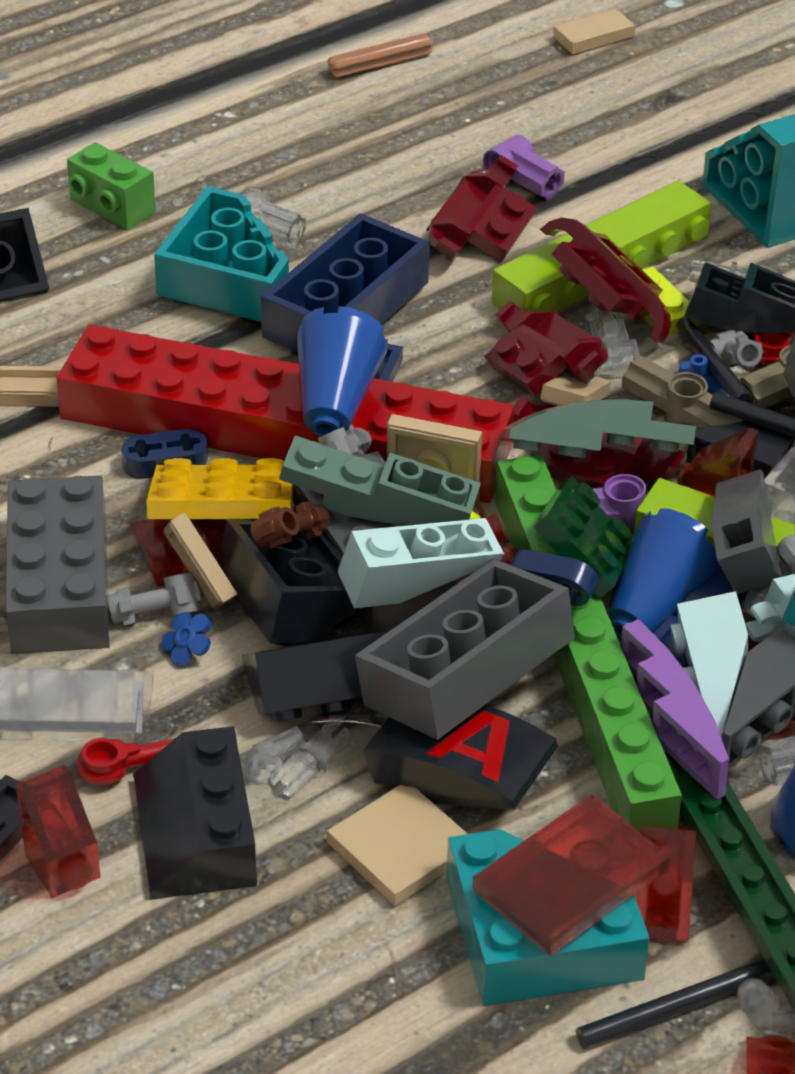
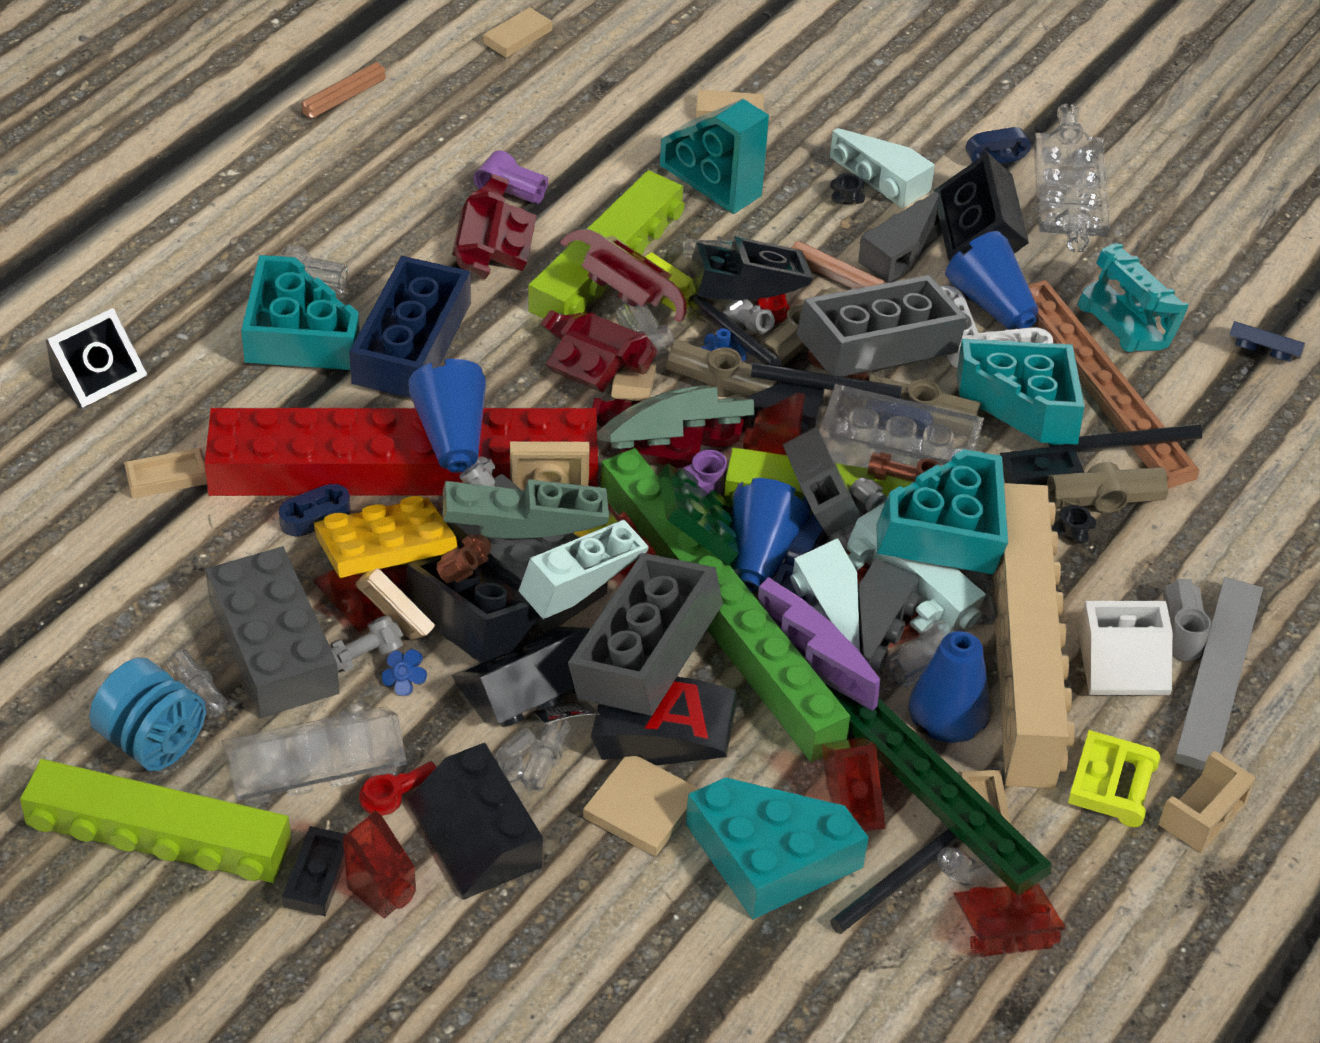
camera: 20 degrees left, 5 degrees up
(111, 185) = (164, 266): bright green brick -> none
(562, 570) = (696, 551): dark blue beam -> none
(570, 874) = (796, 801): clear red tile -> none

